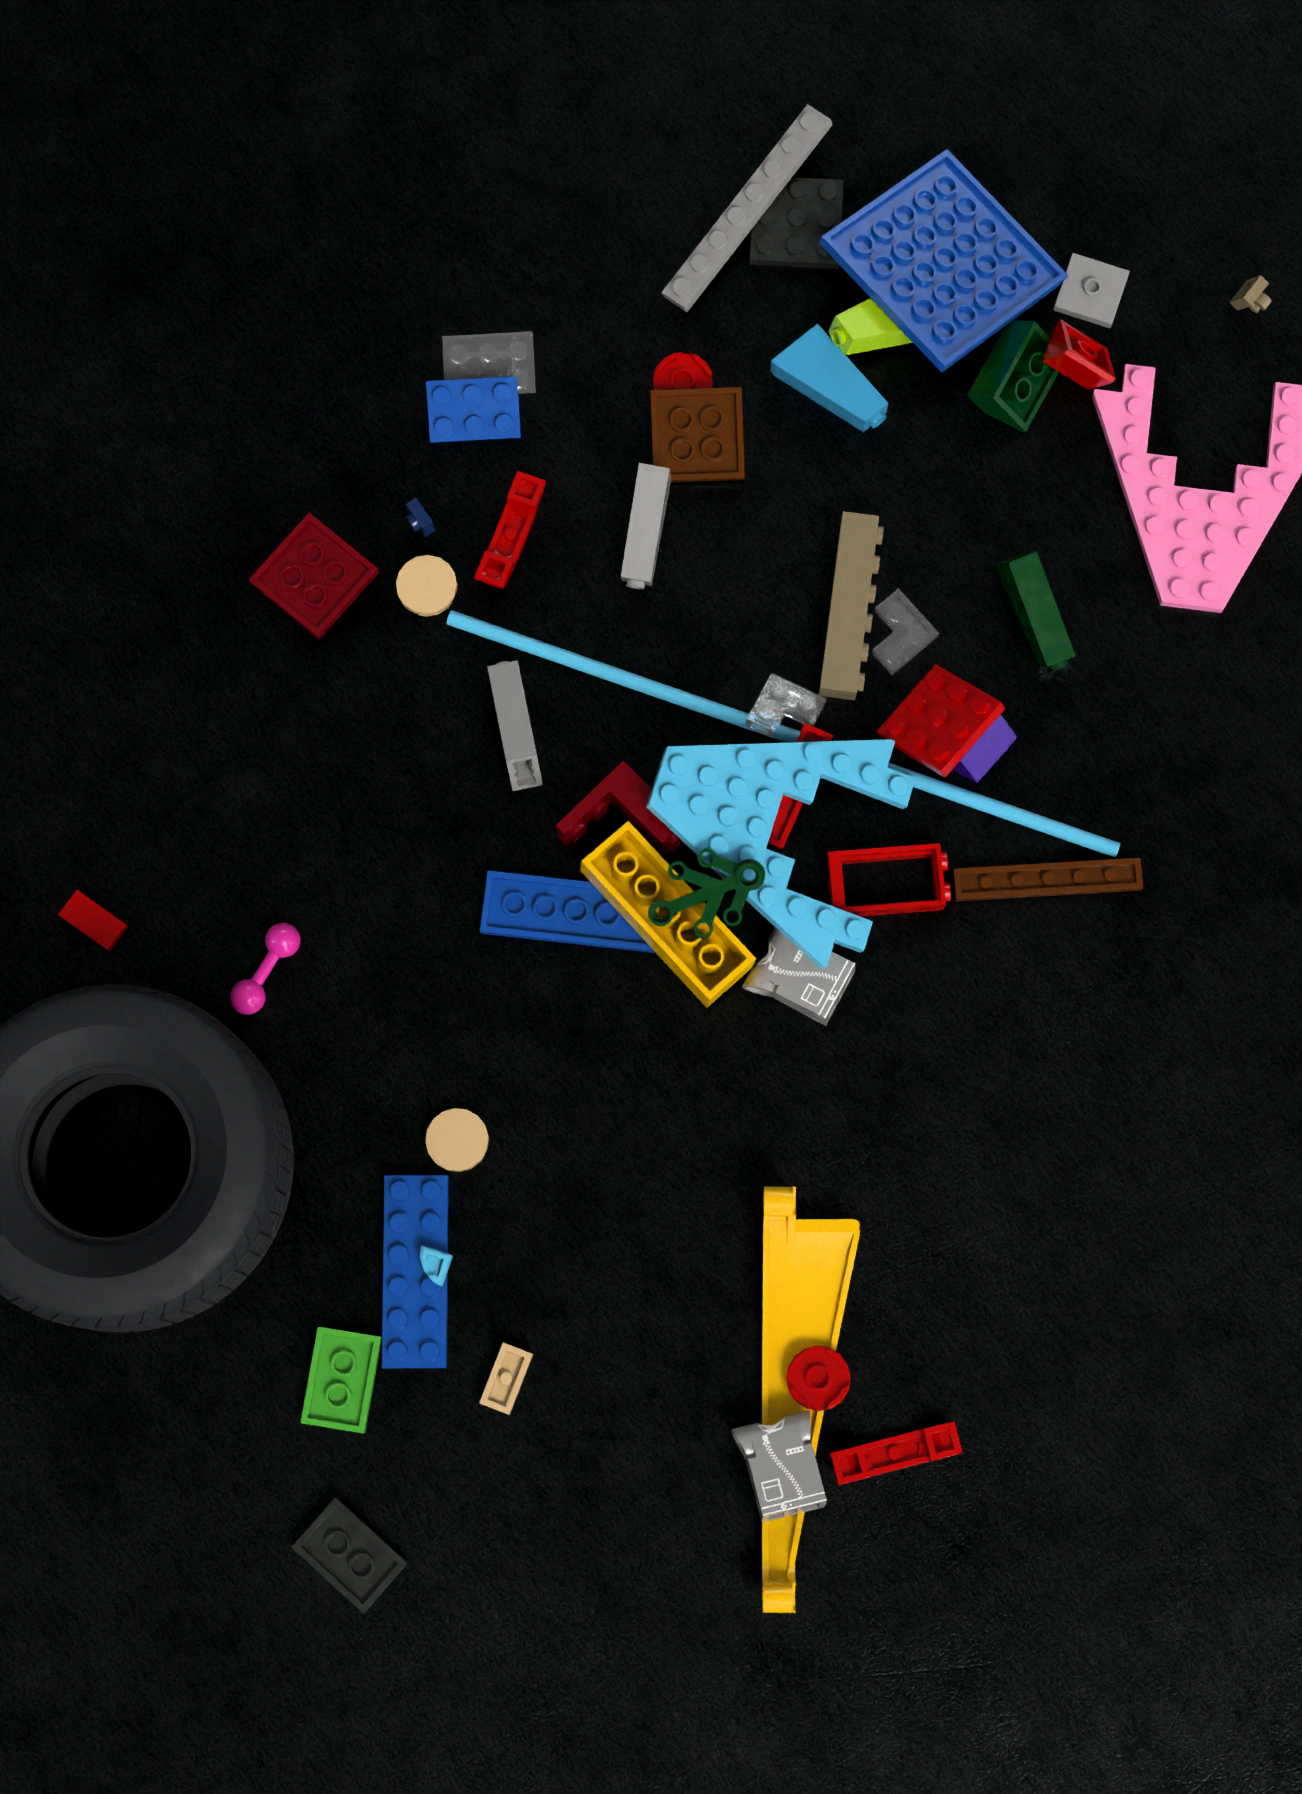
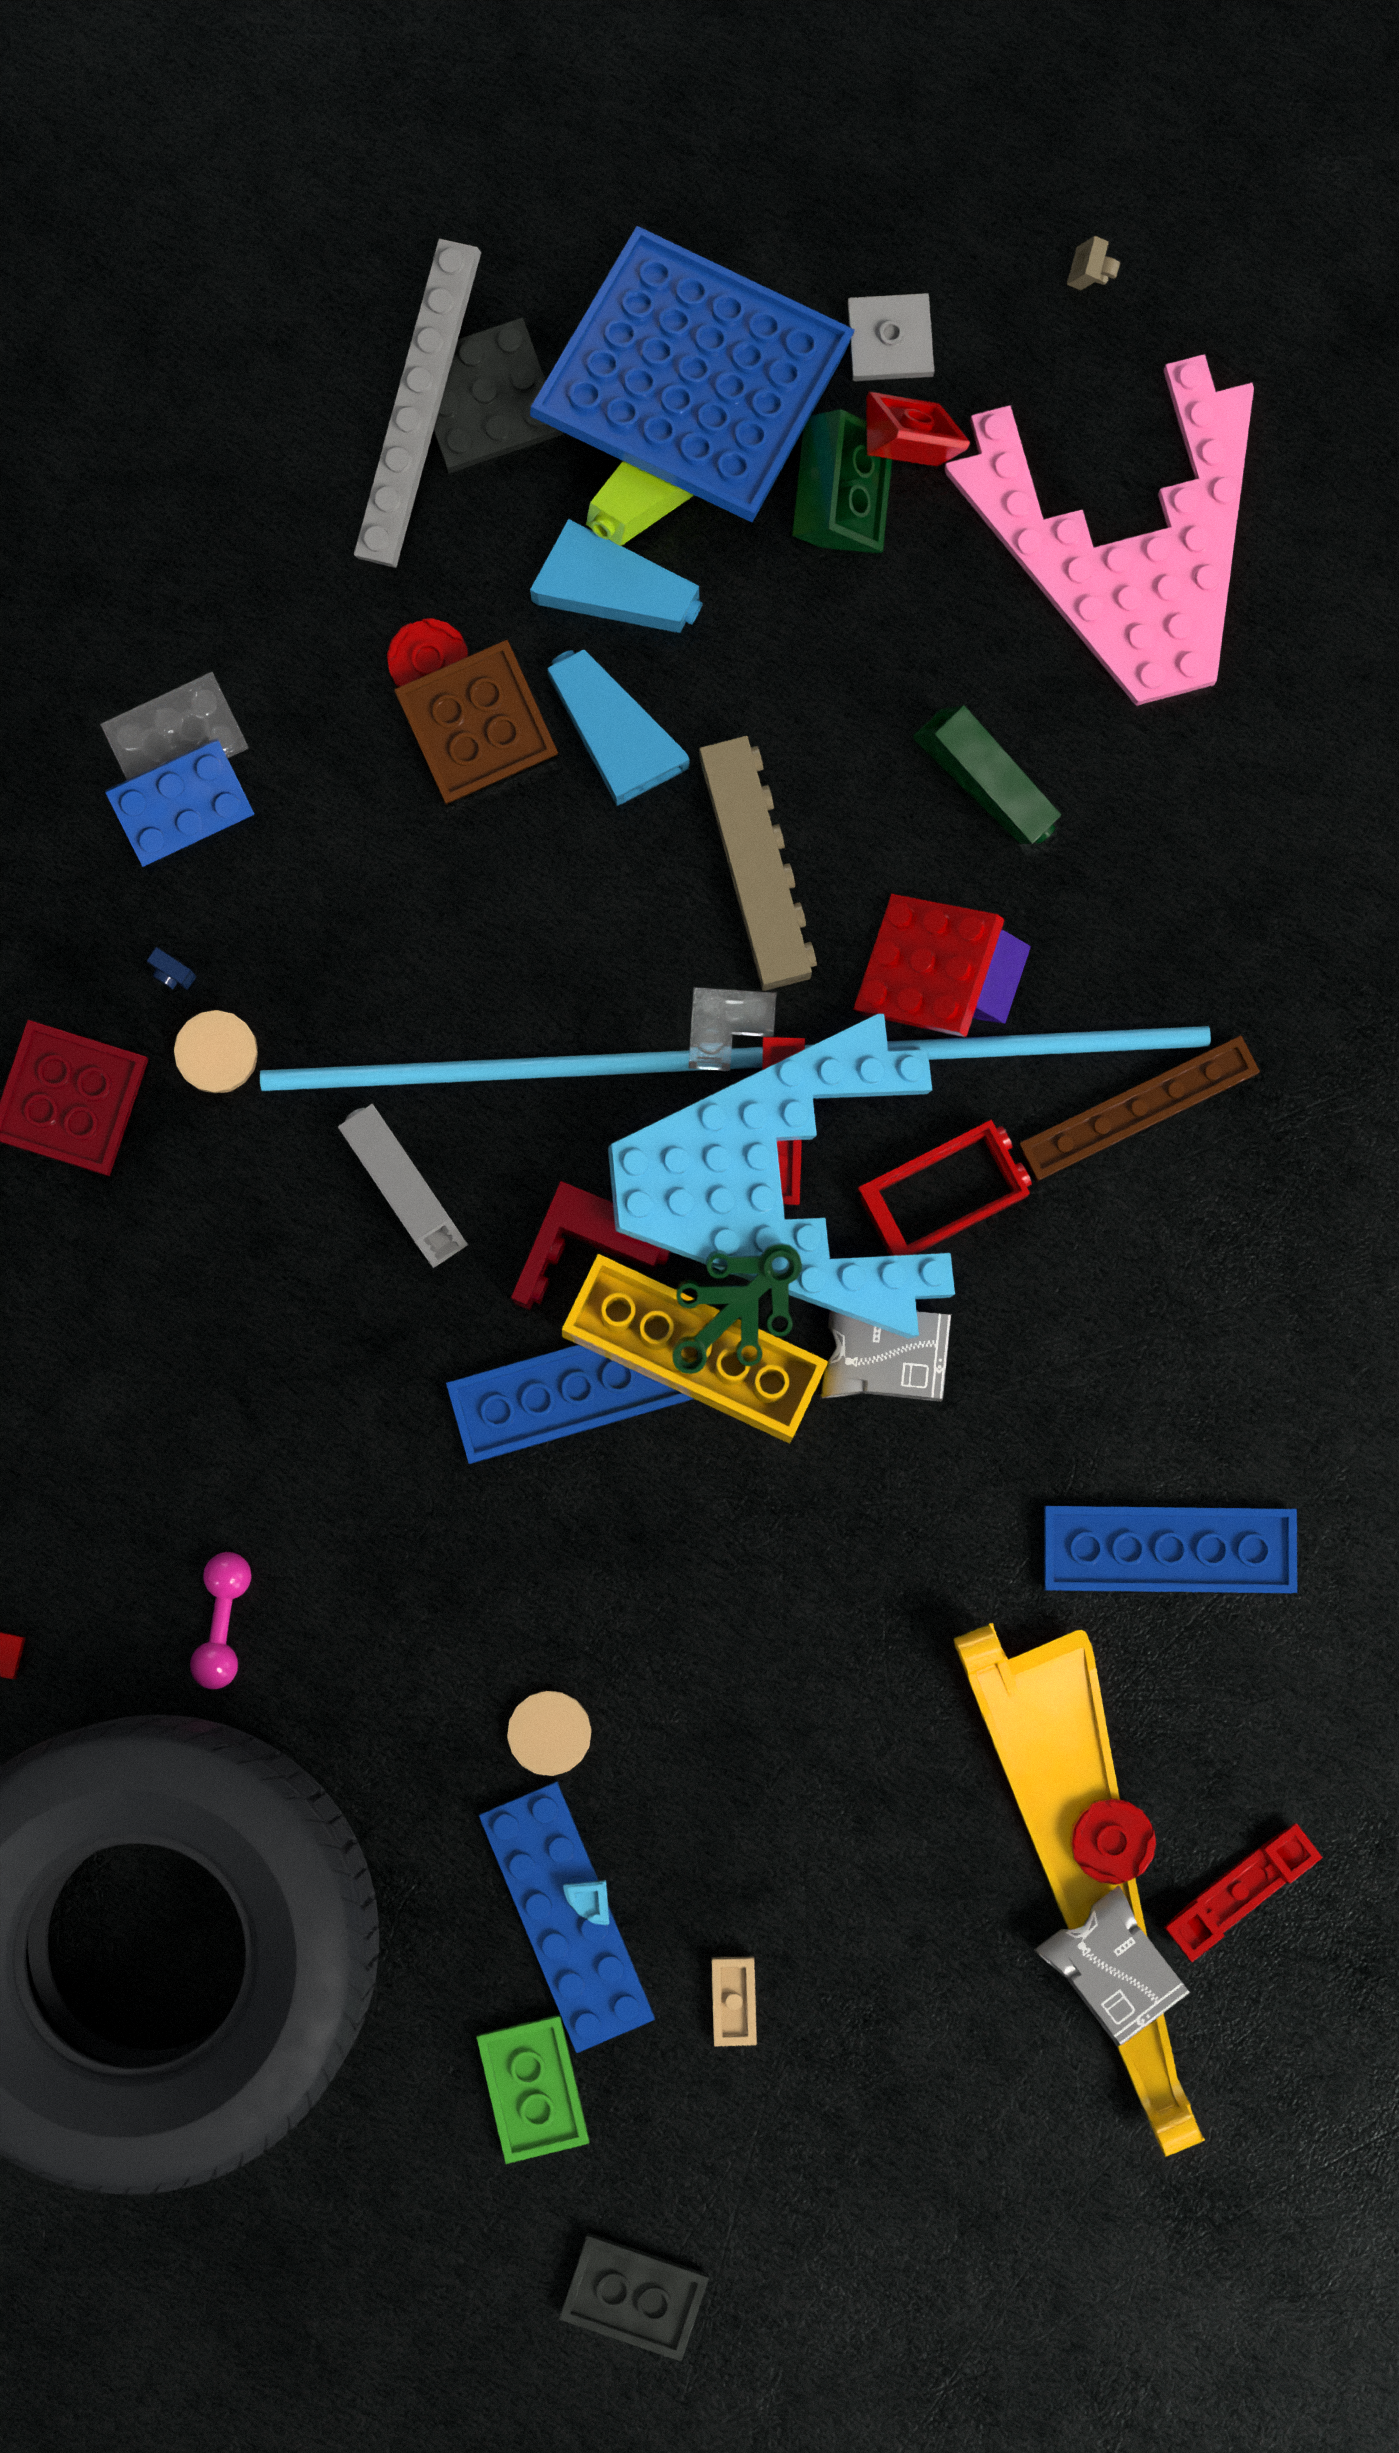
camera: 30 degrees left, 5 degrees up
(511, 531) = (293, 939): red slope -> none
(645, 525) = (461, 867): light grey slope -> none
(790, 477) = (615, 729): none -> dark azure slope
(910, 632) = (844, 865): clear plate -> none
(944, 1193) = (1170, 1549): none -> blue plate

